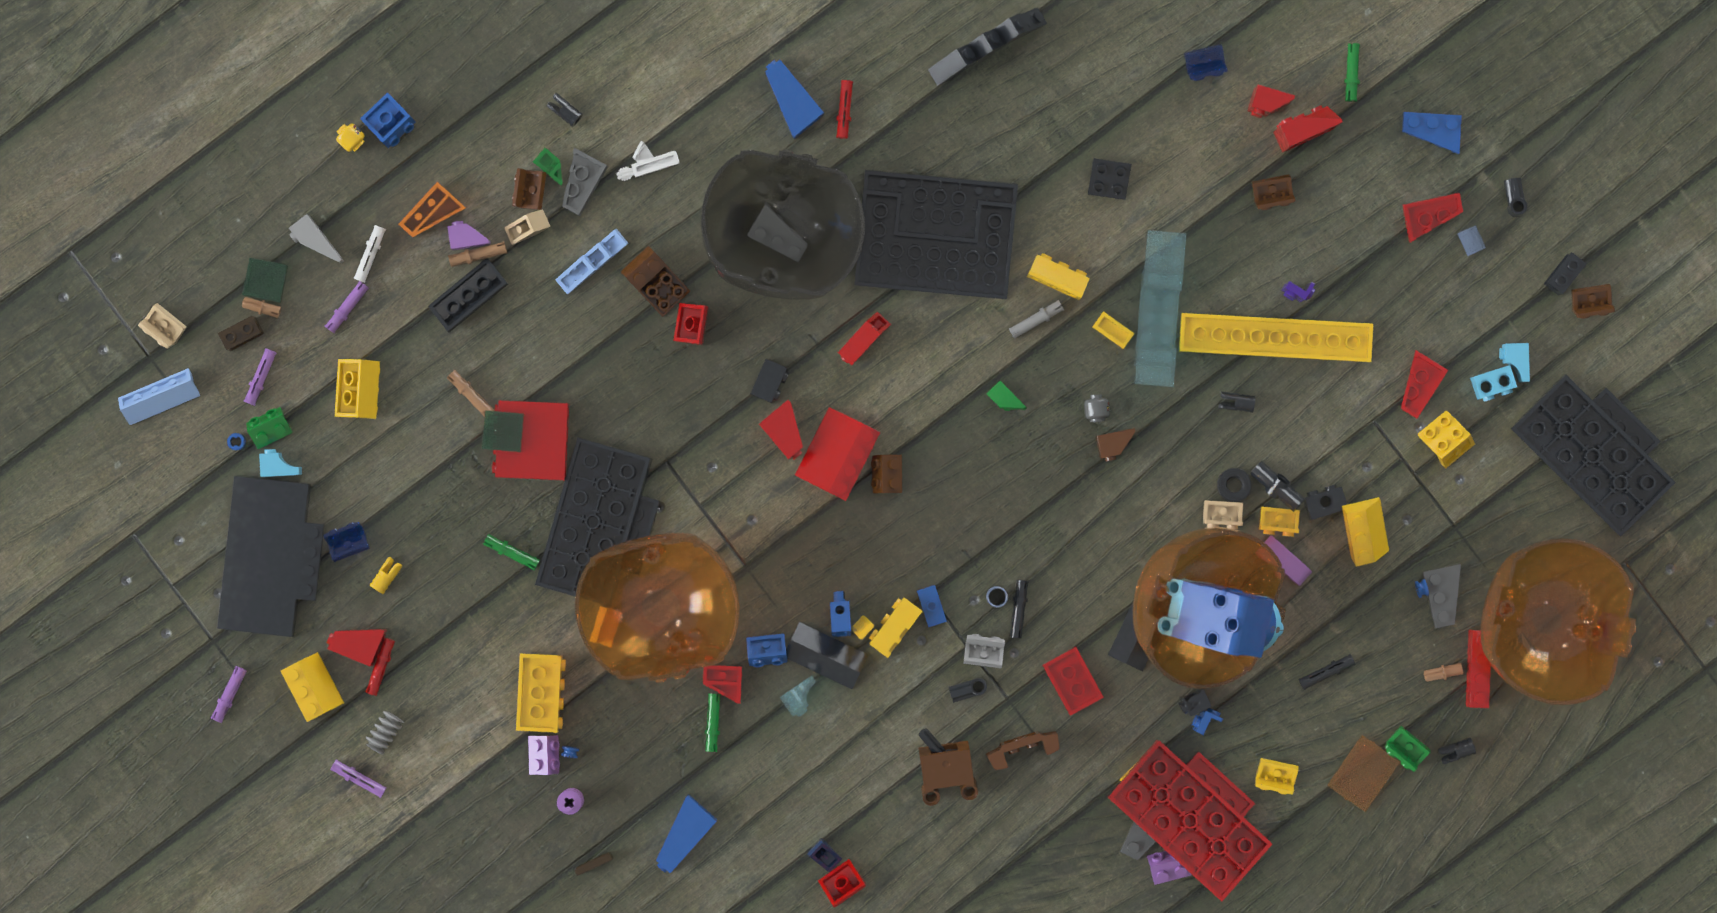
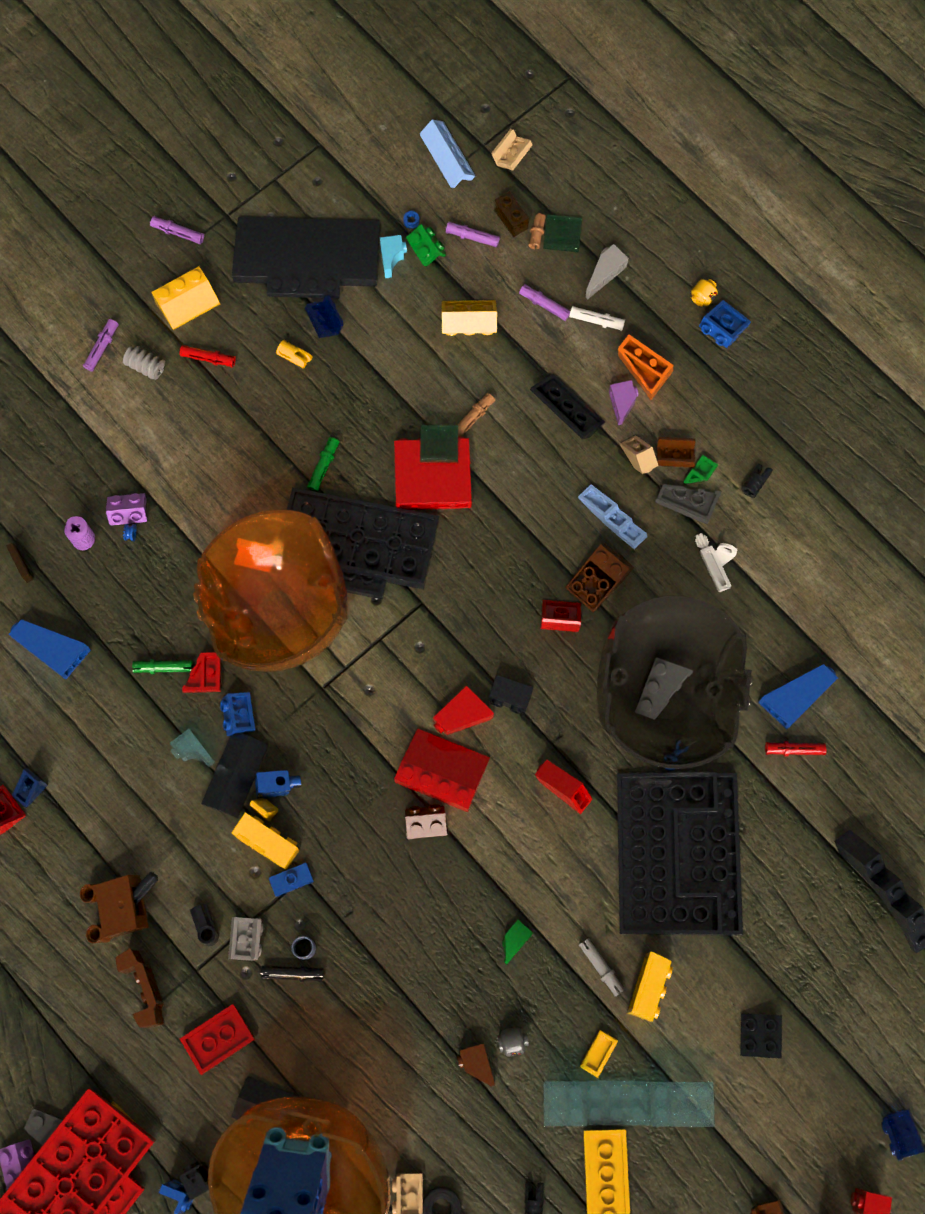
camera: 85 degrees right, 15 degrees down
(357, 644) = (227, 333): red slope -> none
(477, 254) = (604, 405): medium nougat pin -> none
(540, 693) = (187, 500): yellow bracket -> none

